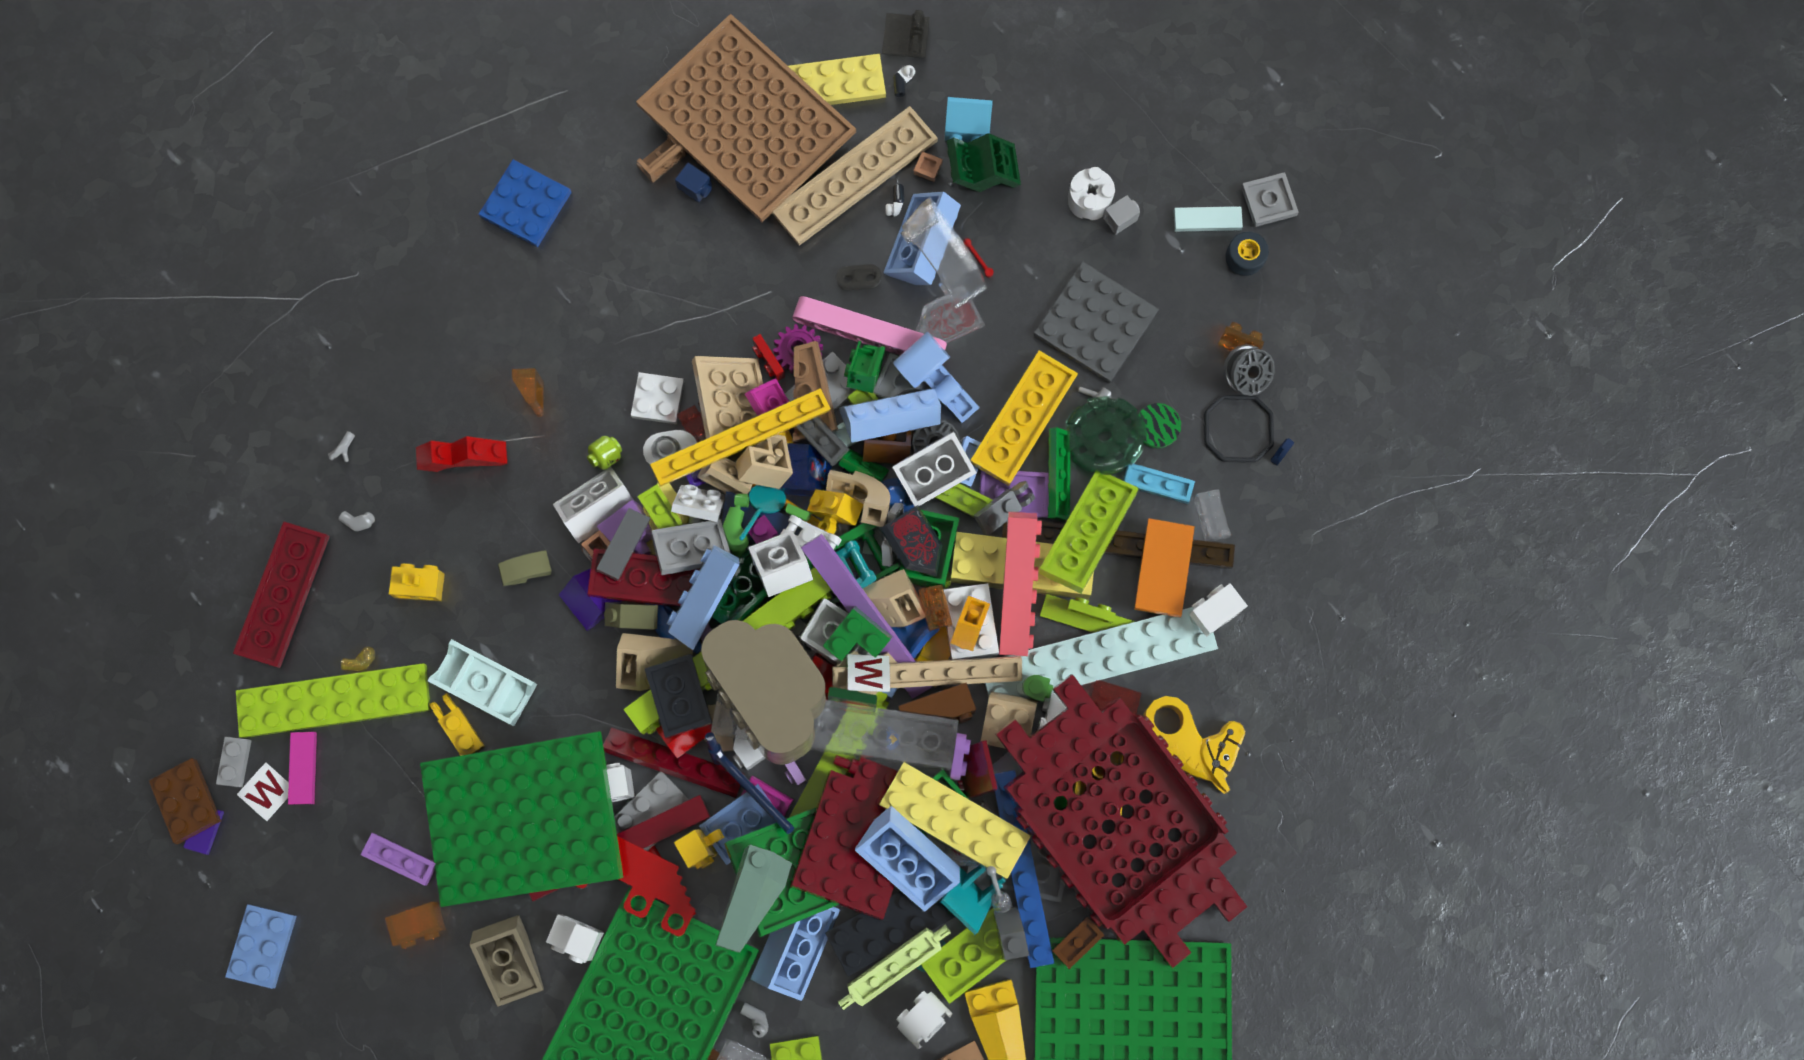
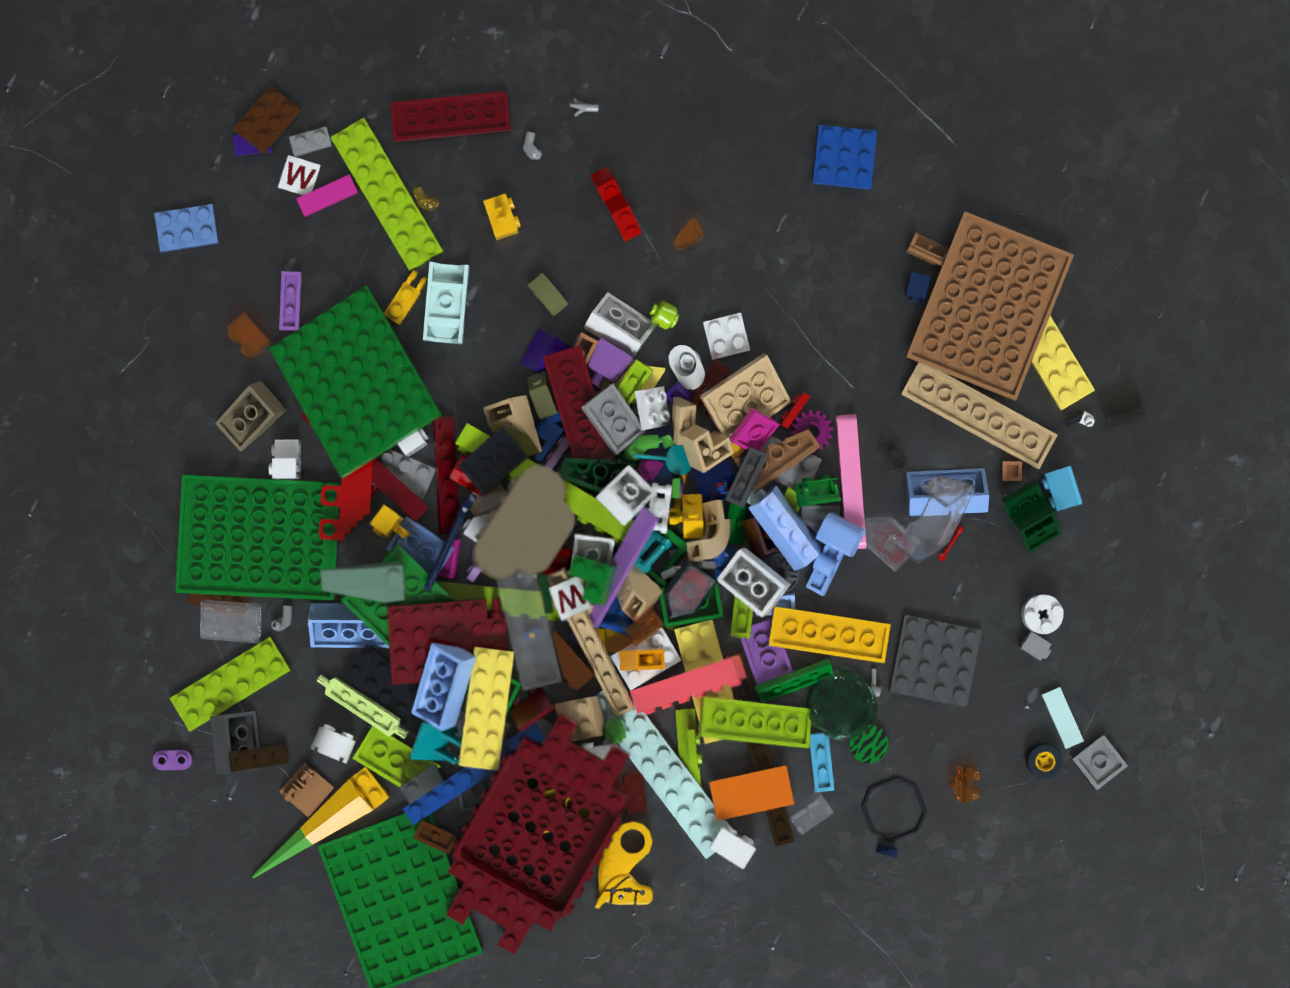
camera: 75 degrees right, 10 degrees up
(623, 544) = (592, 366): dark grey tile -> none
(703, 596) = (576, 447): light blue slope -> none
(740, 437) = (714, 421): yellow plate -> none
(898, 200) = (971, 459): arm -> none
(959, 766) = (541, 692): medium lavender plate -> none
(996, 512) = (747, 648): dark grey hinge -> none
(1003, 899) = (444, 768): hinge -> none
(1250, 358) = (942, 799): dark grey wheel -> none

